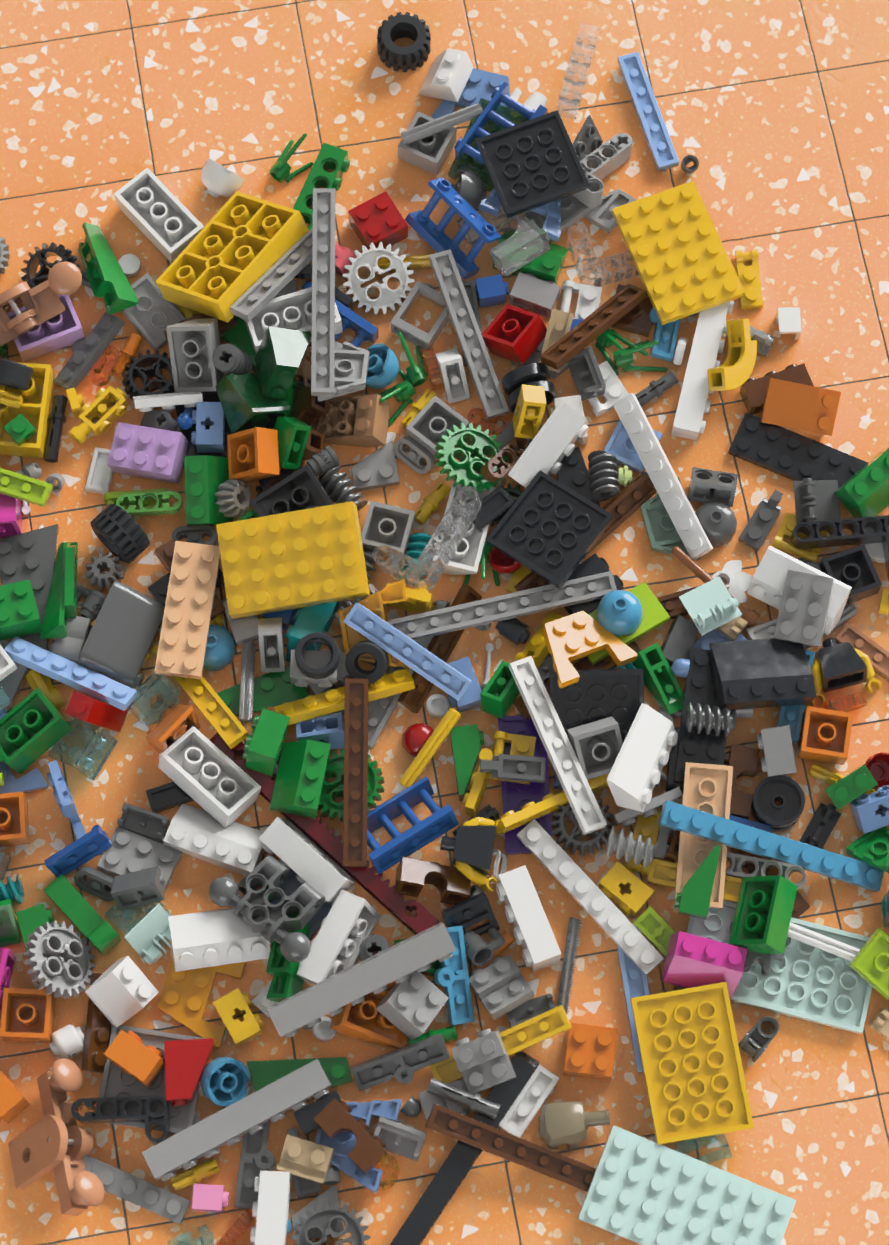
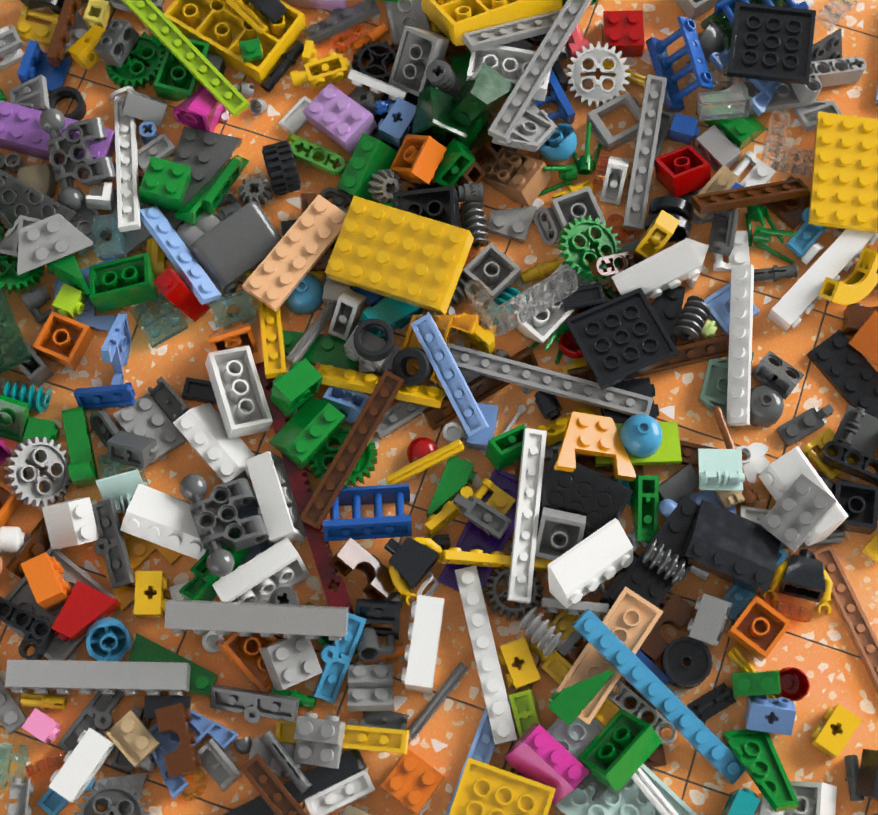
camera: 30 degrees right, 0 degrees up
(175, 989) = (112, 544): none -> dark grey hinge

